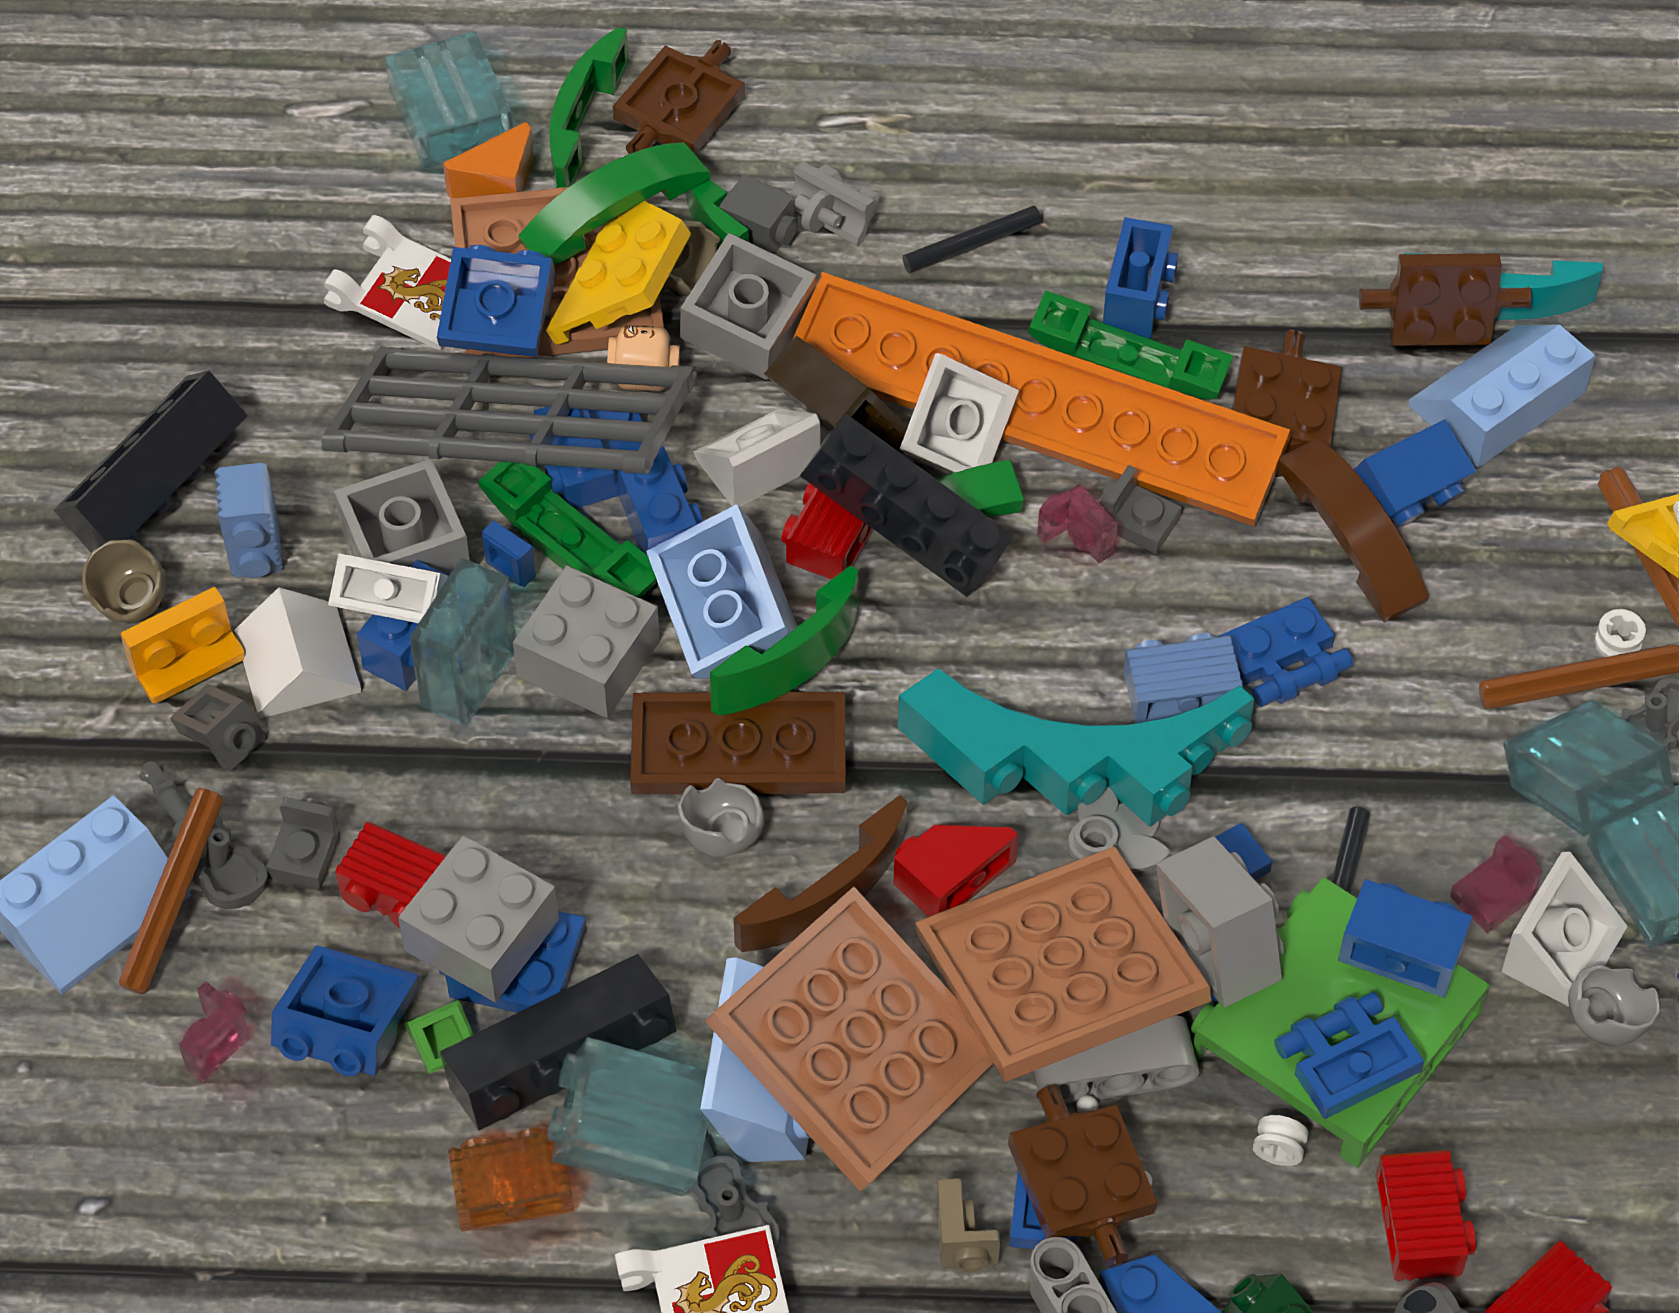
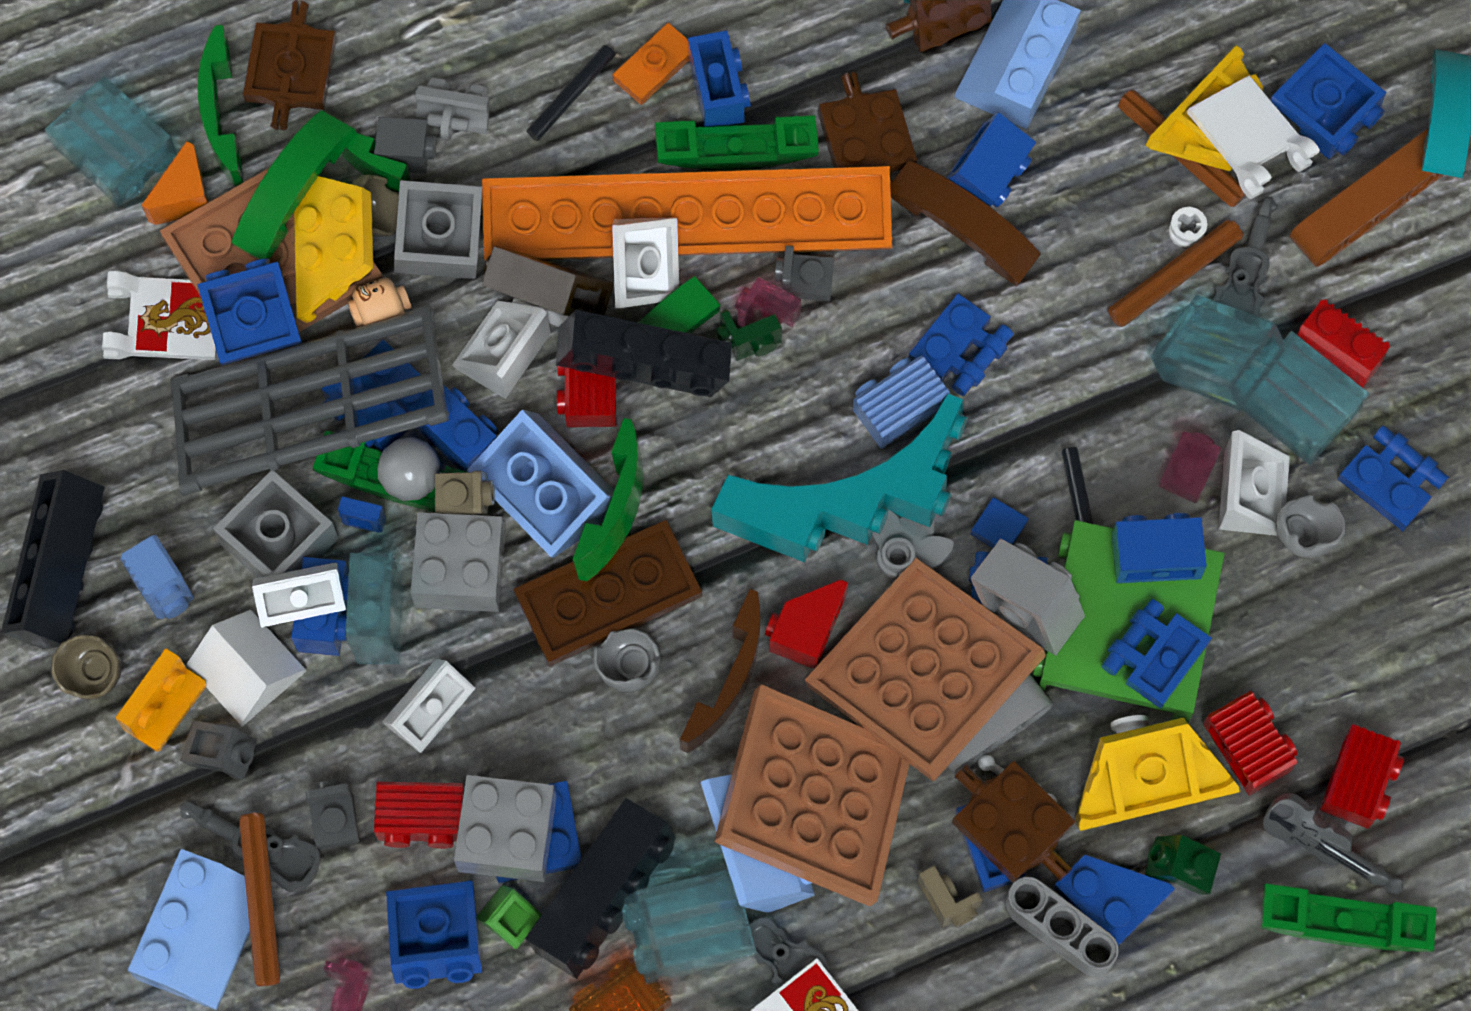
camera: 25 degrees left, 15 degrees up
(476, 779) = (429, 704): none -> white slope
(584, 526) = (408, 469): none -> light grey hair
(630, 566) = (463, 493): none -> dark tan bracket
(1043, 549) = (755, 338): none -> dark green bracket
(1075, 245) = (653, 64): none -> orange plate
(1280, 1193) = (1150, 773): none -> yellow wing

